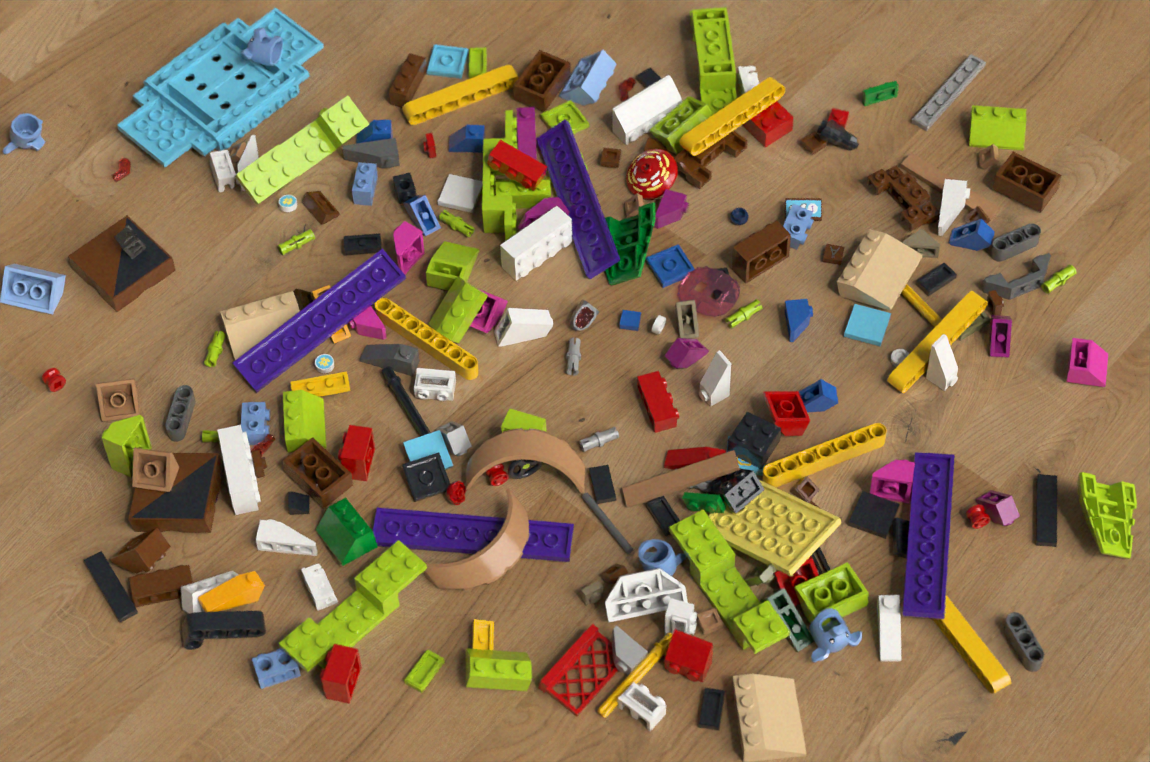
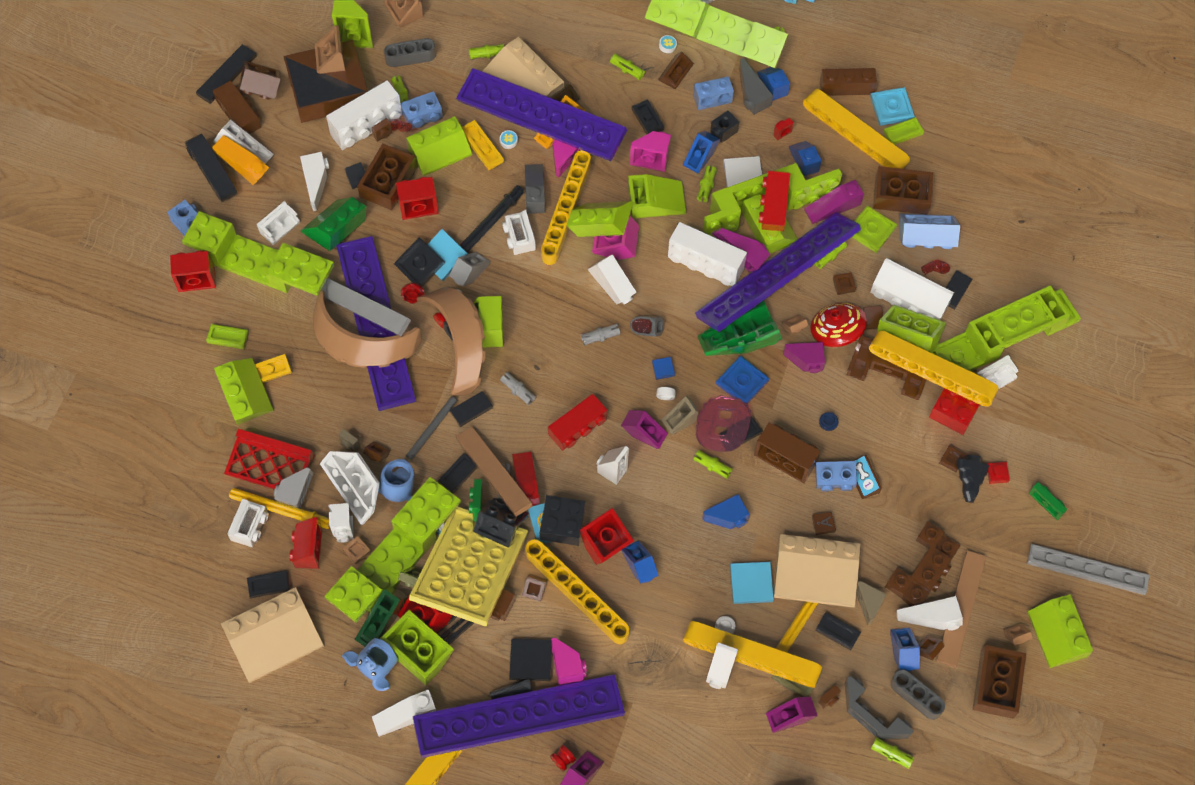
camera: 65 degrees right, 10 degrees up
(464, 527) = (365, 307): none -> light grey tile

